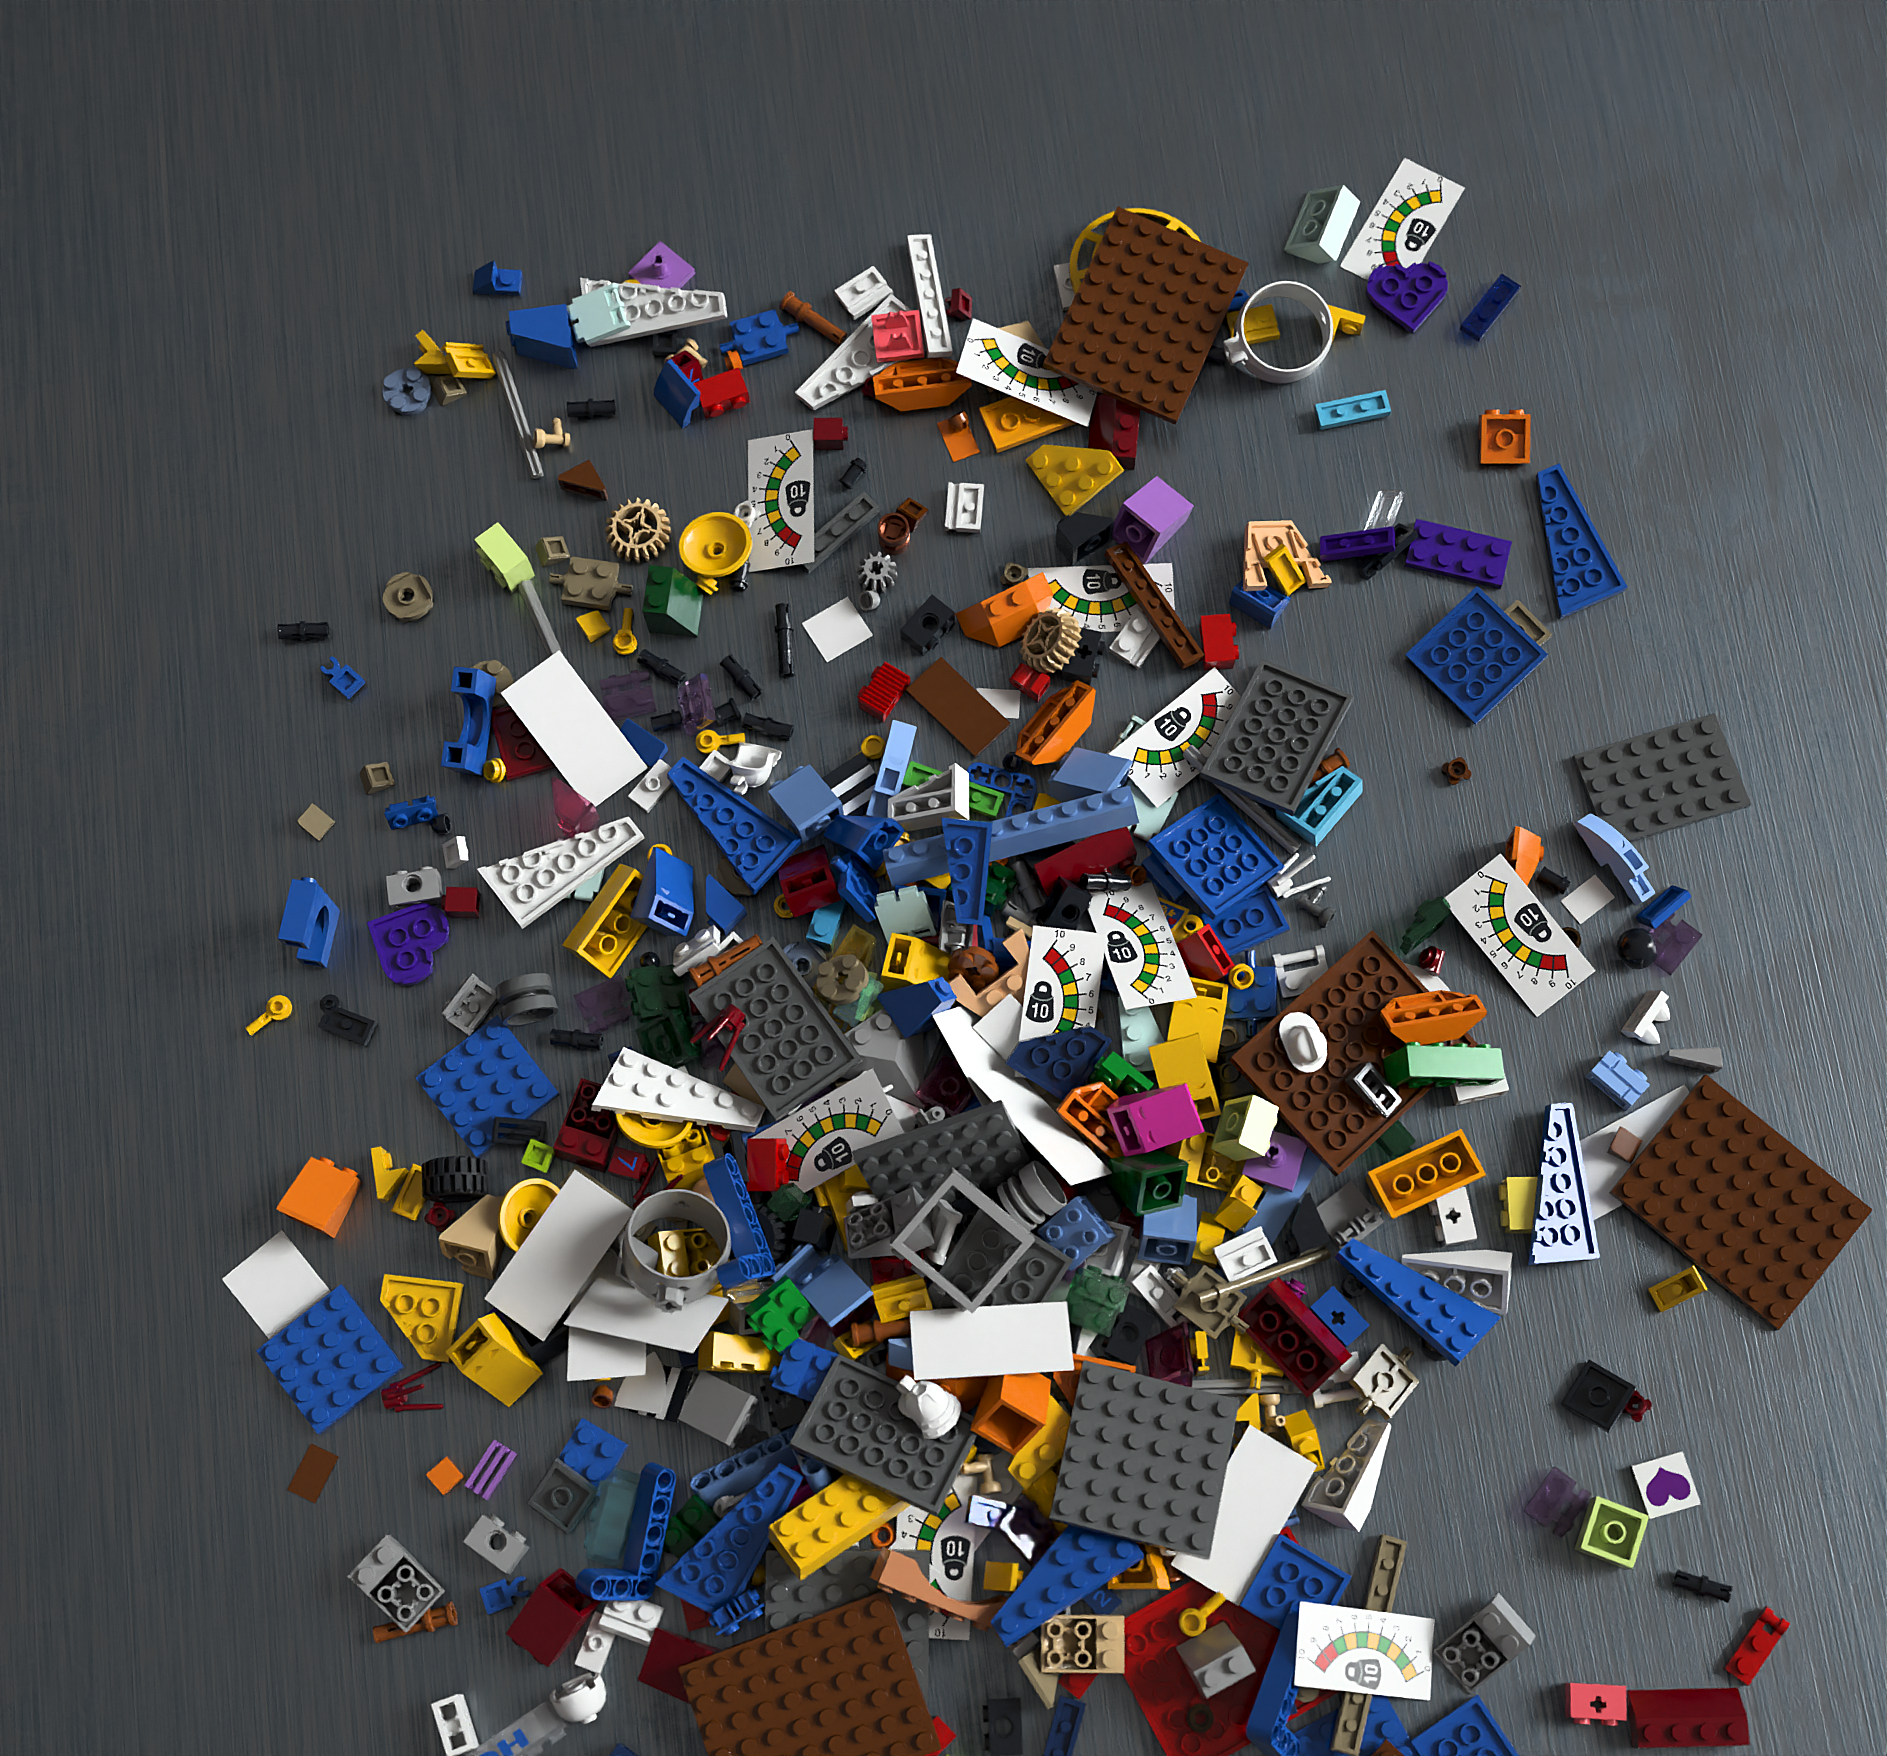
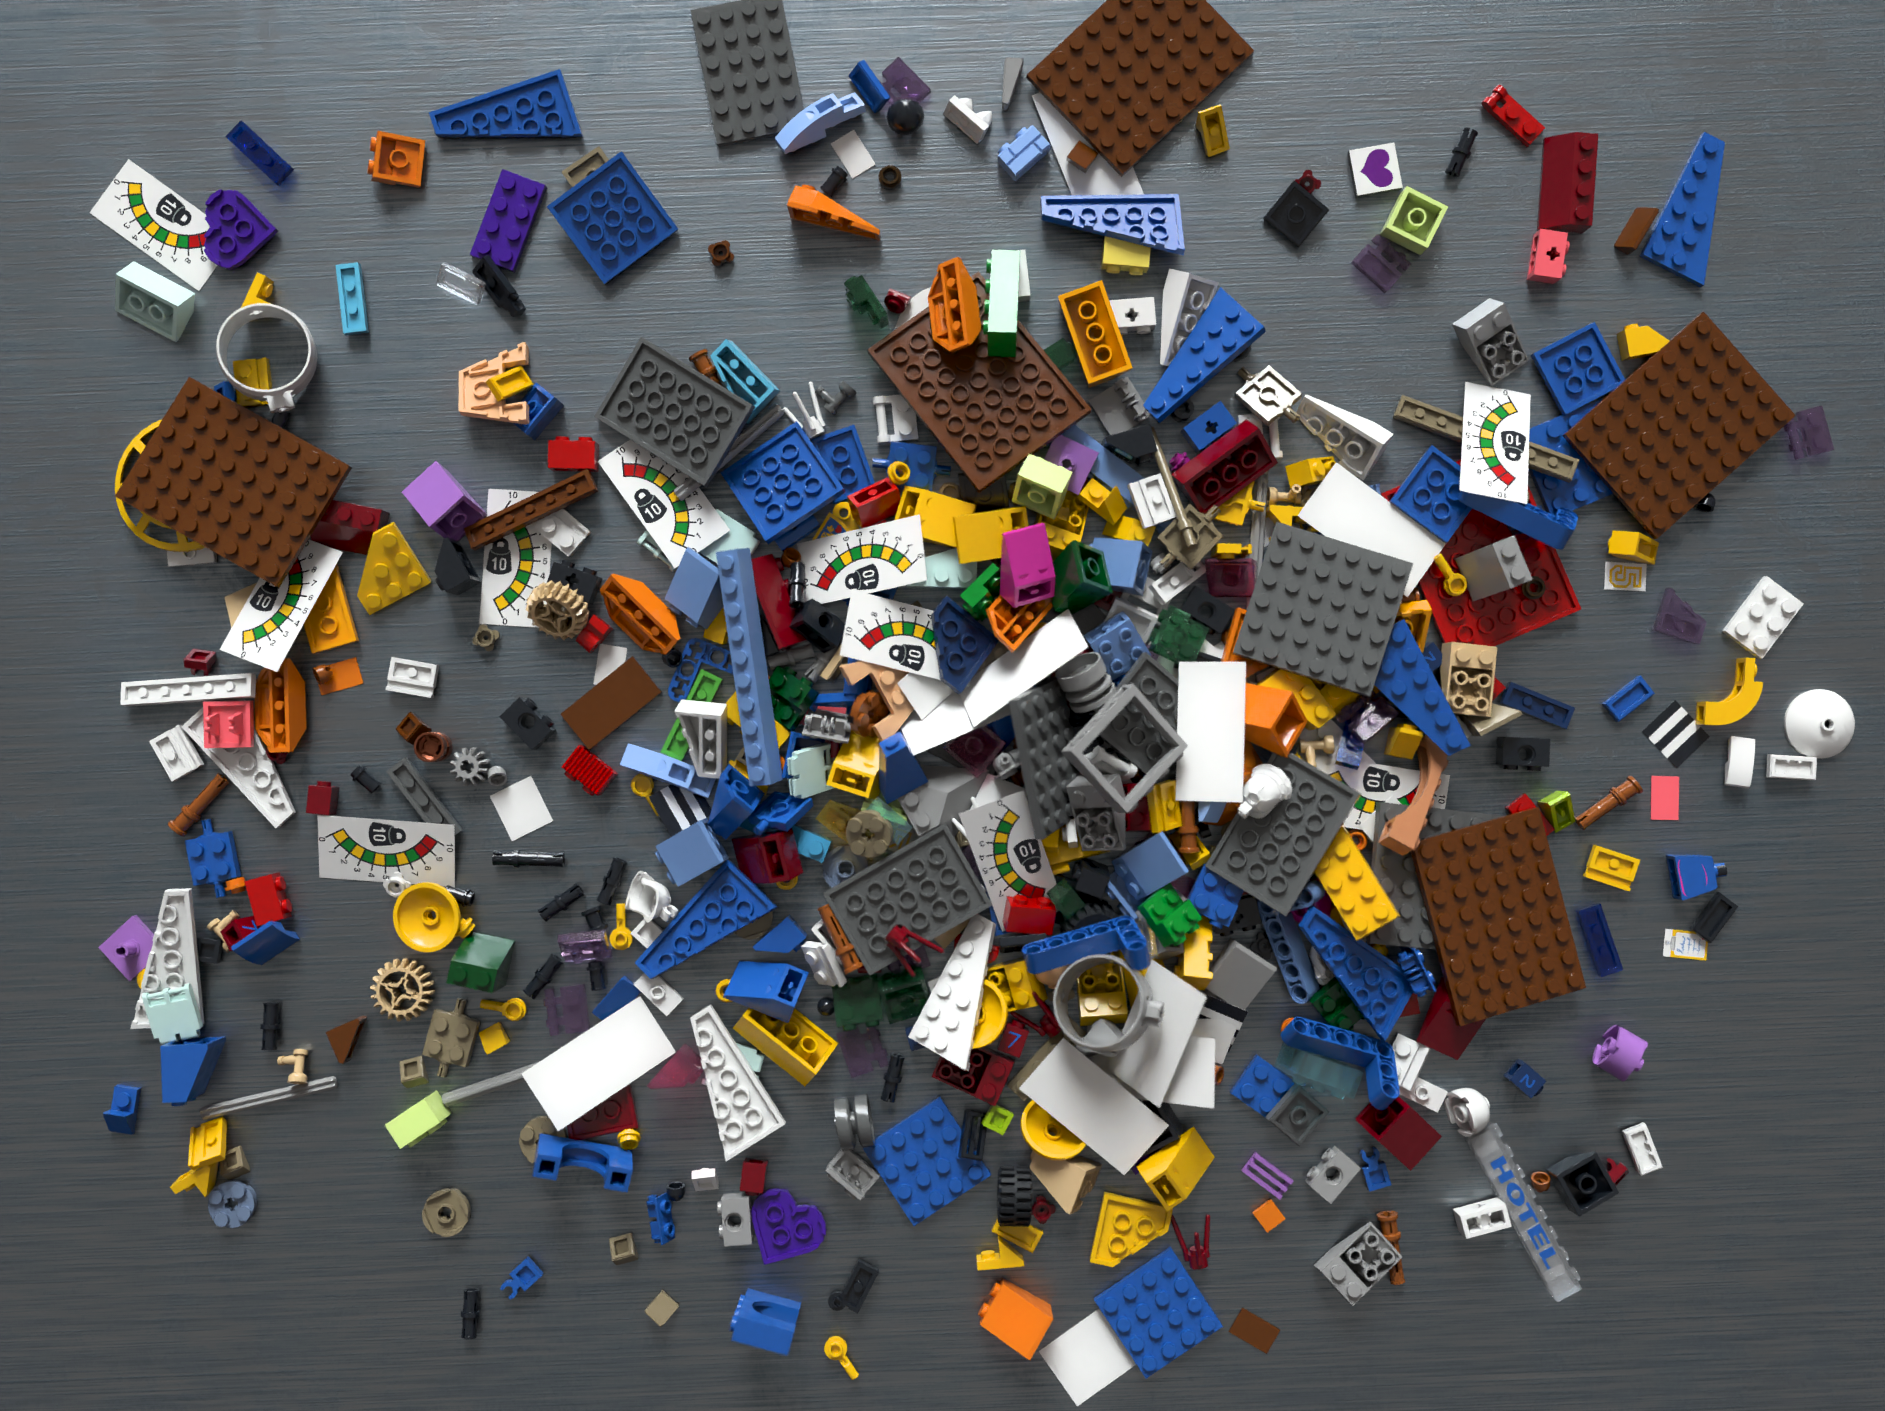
camera: 90 degrees left, 15 degrees up
(968, 863) = (775, 708): blue wing -> none
(1007, 613) = (523, 647): orange wedge -> none
(1303, 1042) = (968, 424): white piece -> none
(1357, 543) = (490, 312): dark purple plate -> none
(1368, 1095) = (1006, 378): dark grey slope -> none
(1519, 935) = (884, 219): white sticker -> none

